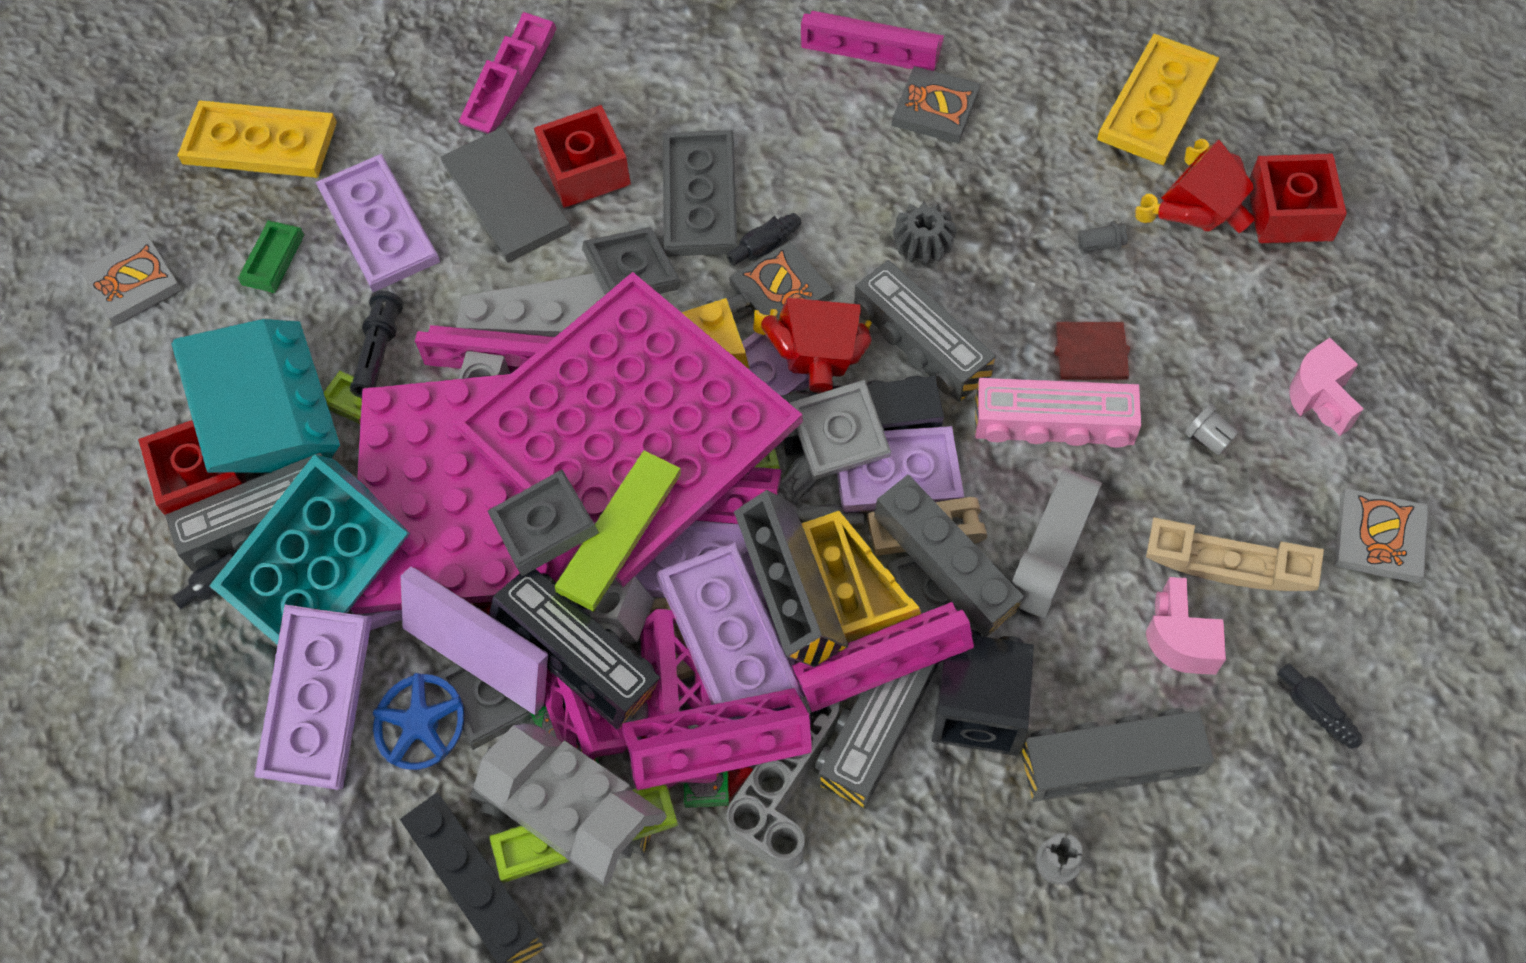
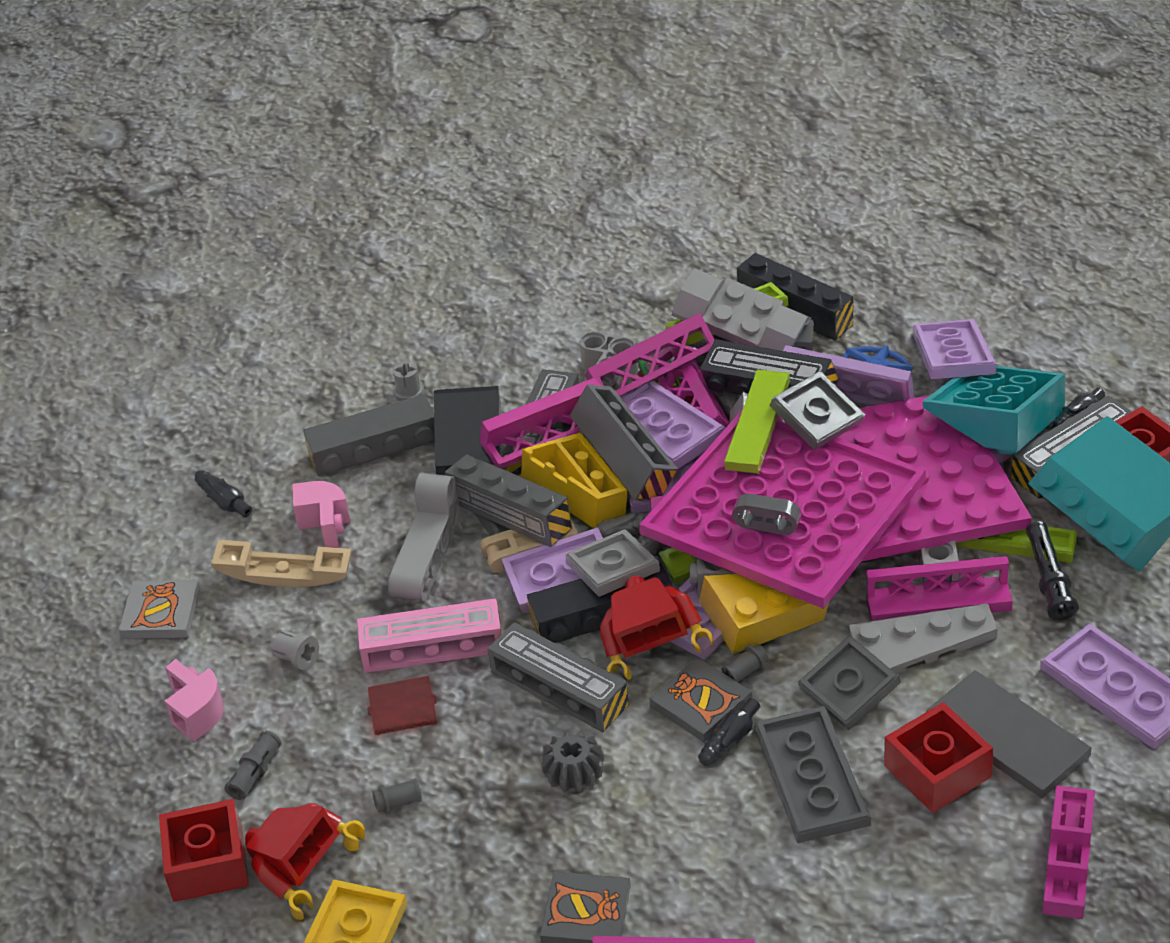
camera: 170 degrees right, 20 degrees down
(658, 370) = (766, 514): none -> dark grey beam
(1251, 302) = (253, 765): none -> dark grey pin

